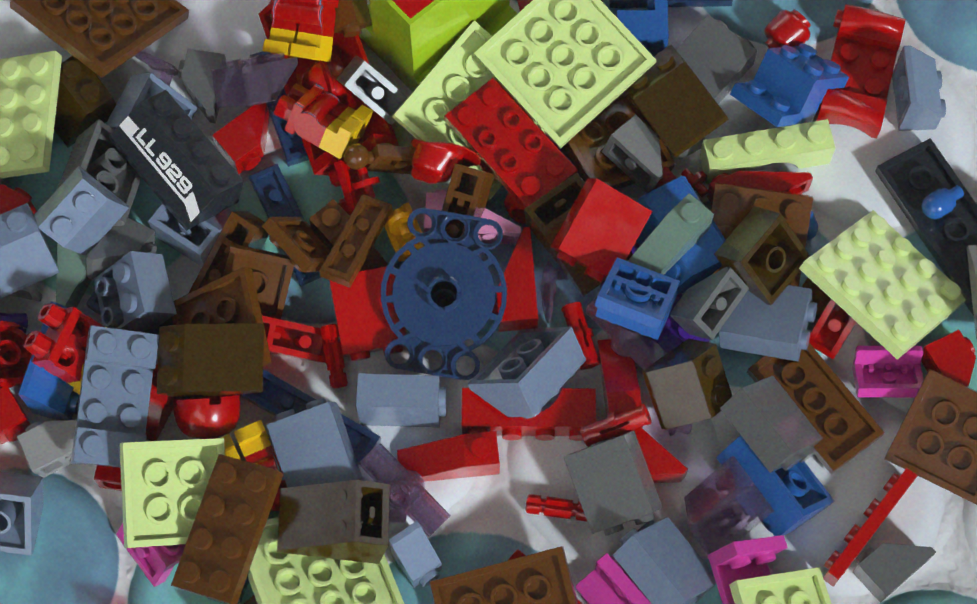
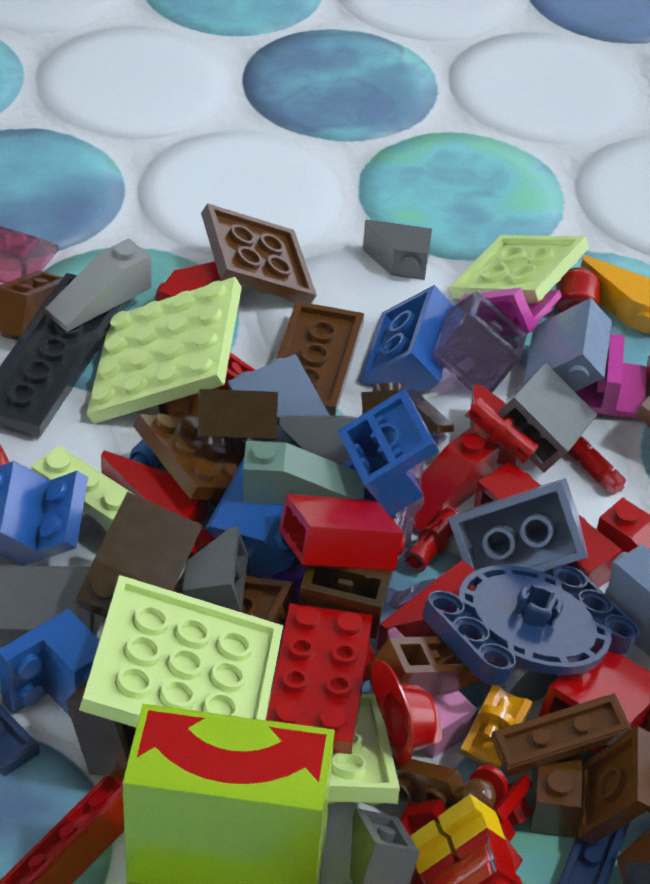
camera: 135 degrees left, 25 degrees down
(772, 424) = (377, 347): dark grey brick -> none
(859, 536) = (382, 274): red plate -> none
(882, 375) = (252, 331): dark pink bracket -> none
(941, 202) = (41, 357): blue cylinder -> none

